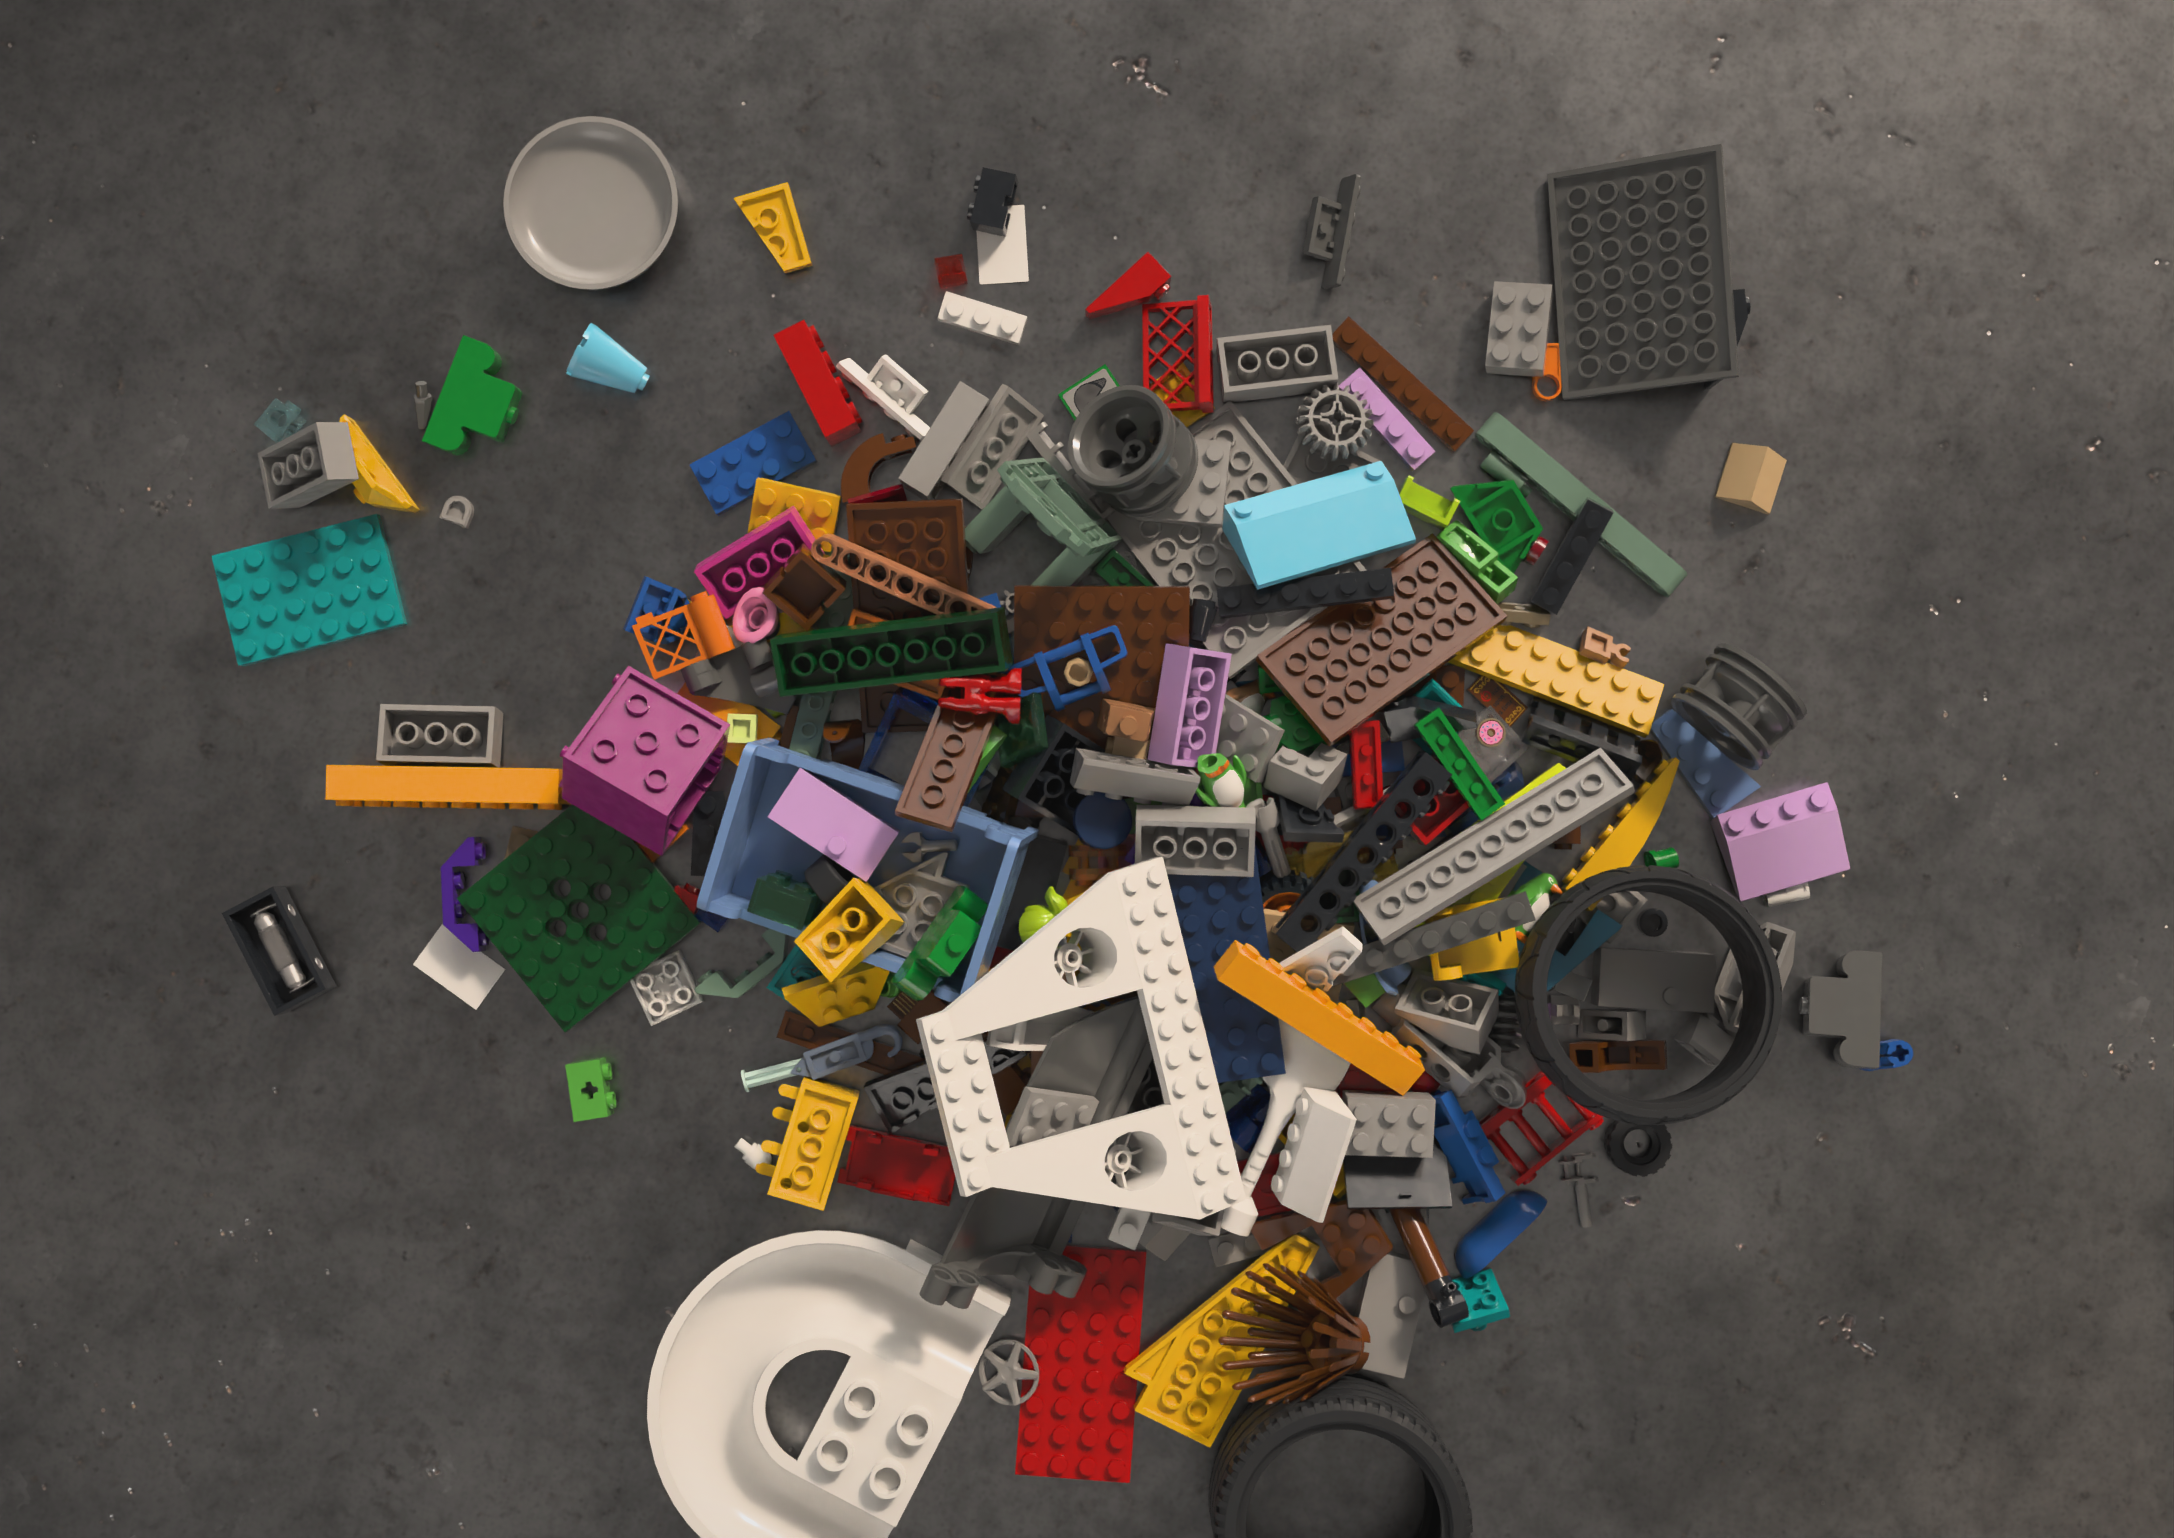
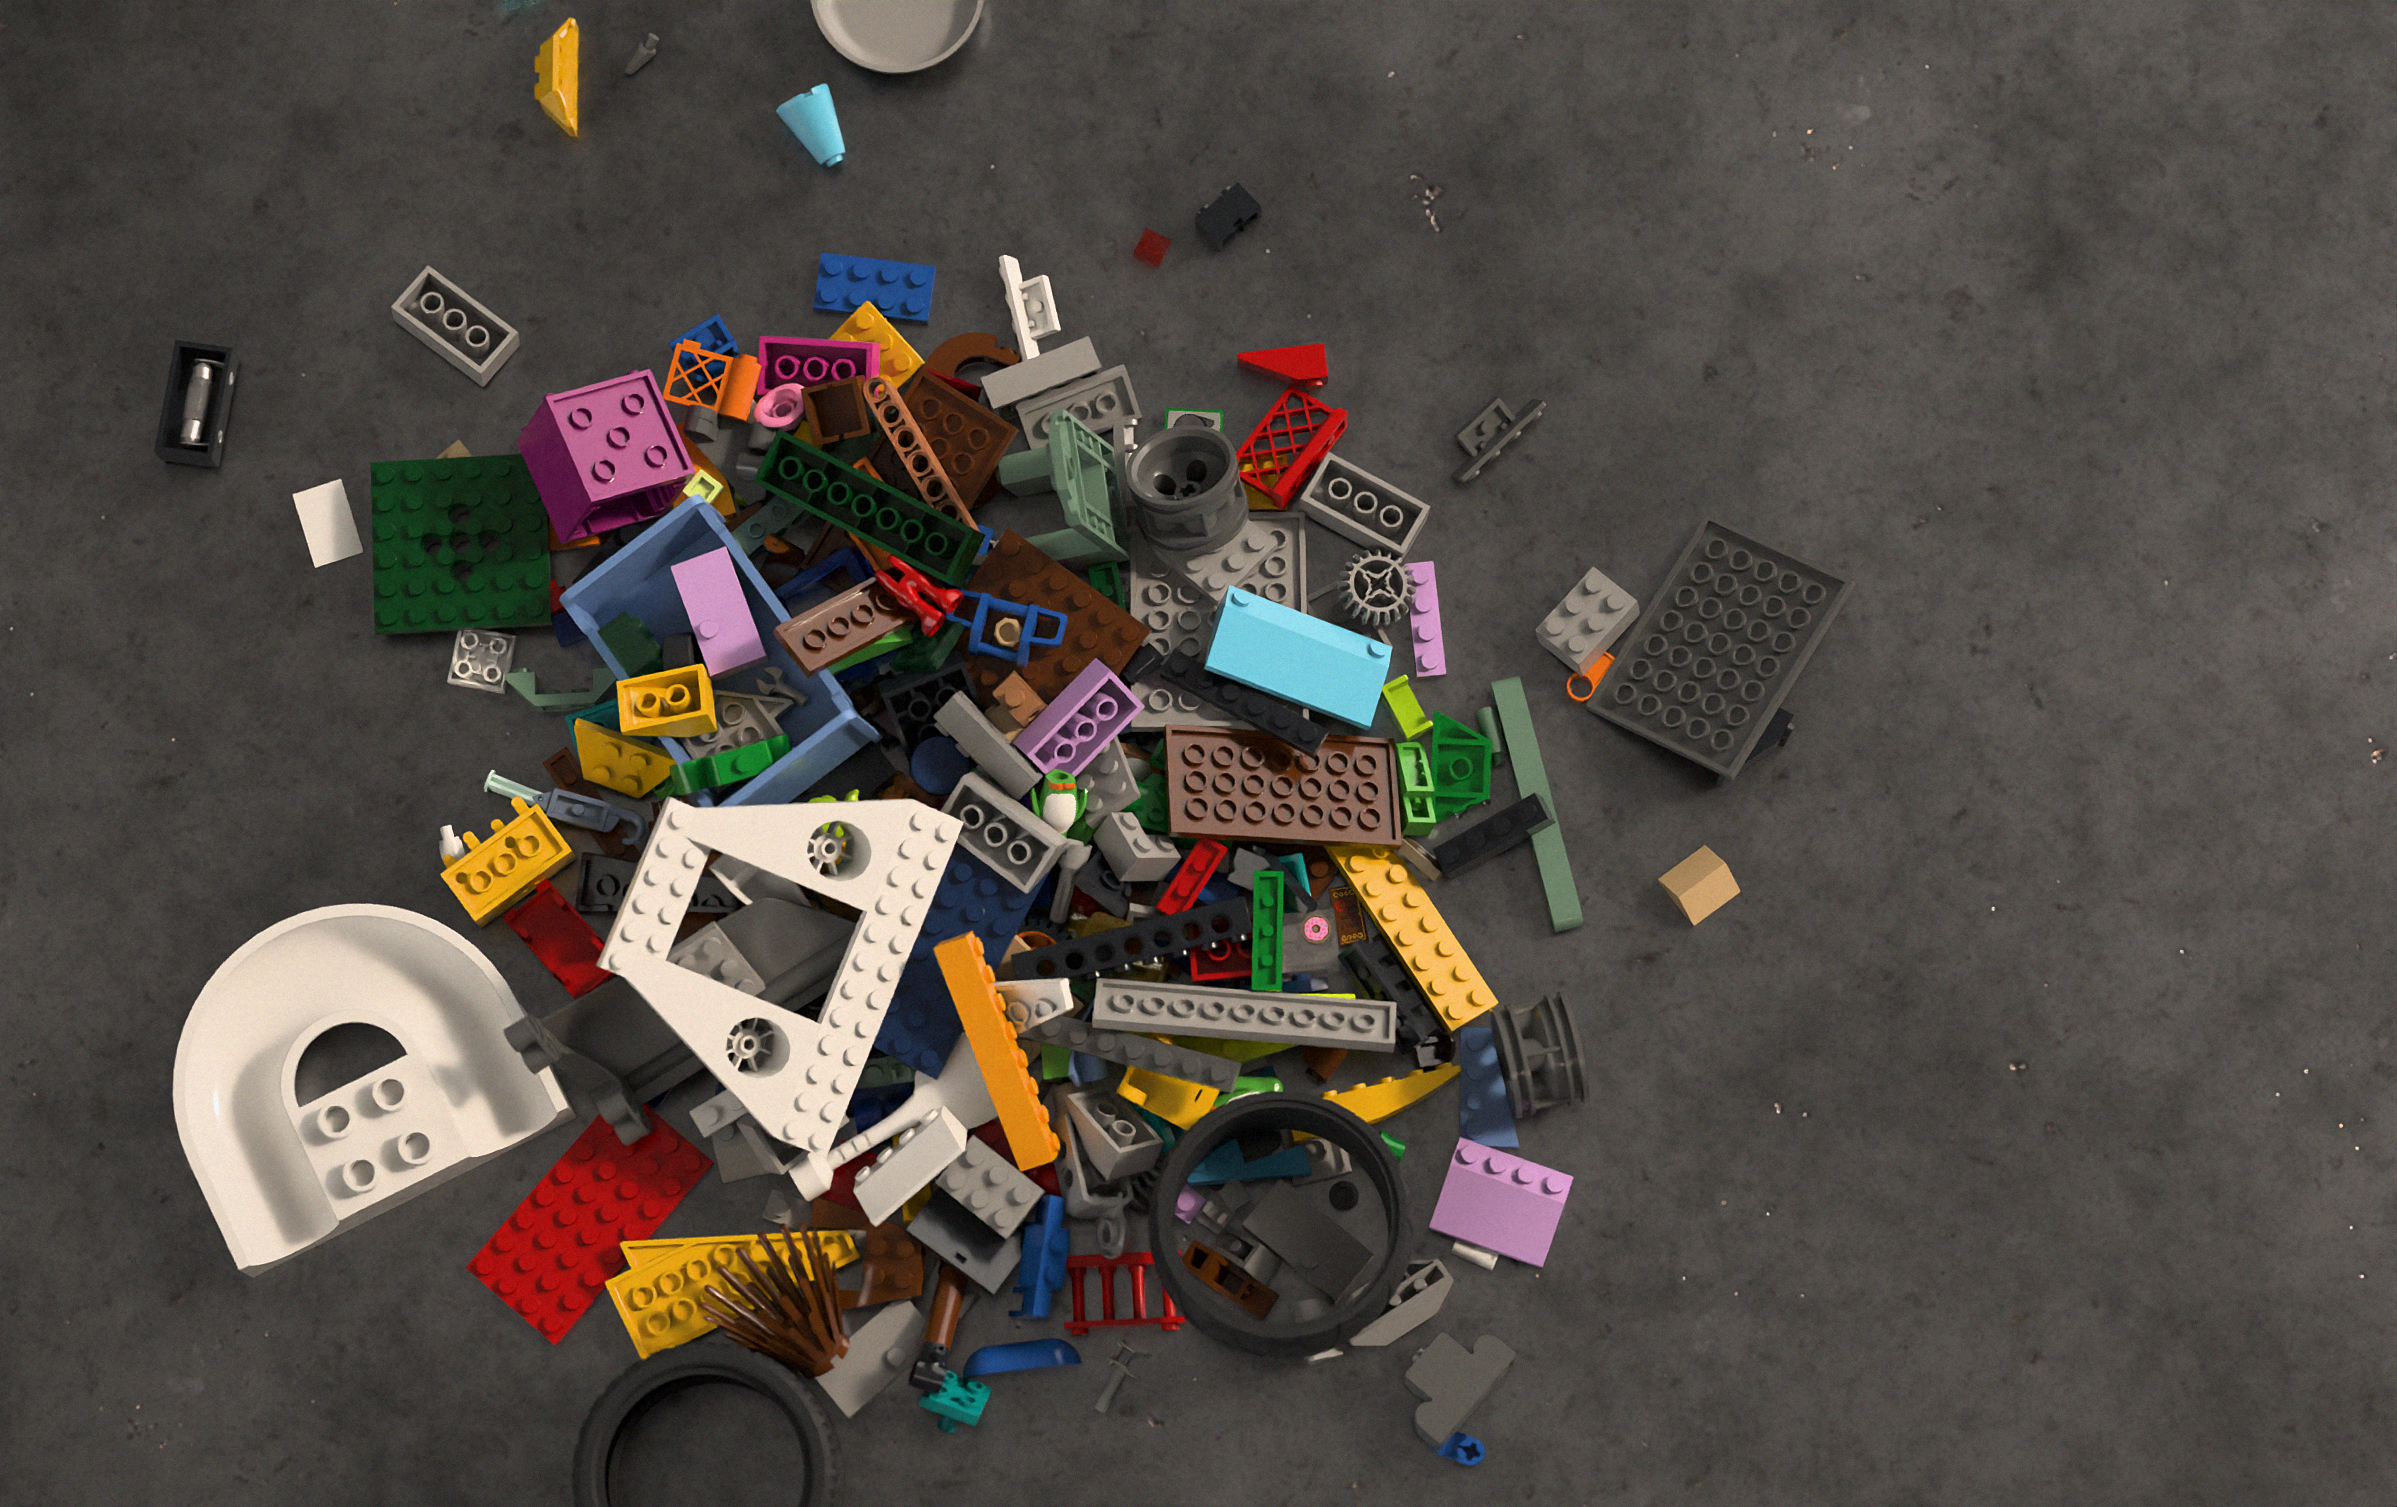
camera: 35 degrees right, 10 degrees down
(308, 465) = (515, 37): light grey brick -> none
(309, 590) = (439, 137): teal plate -> none
(443, 785) = (430, 367): light orange brick -> none
(458, 511) = (606, 159): light grey tile -> none
(469, 853) = (403, 436): dark purple slope -> none
(472, 400) = (685, 79): green brick -> none
(585, 1103) = (359, 680): bright green brick -> none
(777, 224) = (1037, 113): yellow wing -> none
(816, 380) = (973, 260): red brick -> none
(982, 318) = (1150, 303): white plate -> none
(1002, 257) = (1204, 267): white sticker -> none
(1008, 1372) = (524, 1178): light grey wheel -> none
(1401, 384) = (1458, 600): reddish brown plate -> none
(1536, 550) = (1471, 814): dark red tile -> none
(1601, 648) = (1466, 932): medium nougat plate -> none
(1638, 1166) = (1194, 1348): black tyre -> none

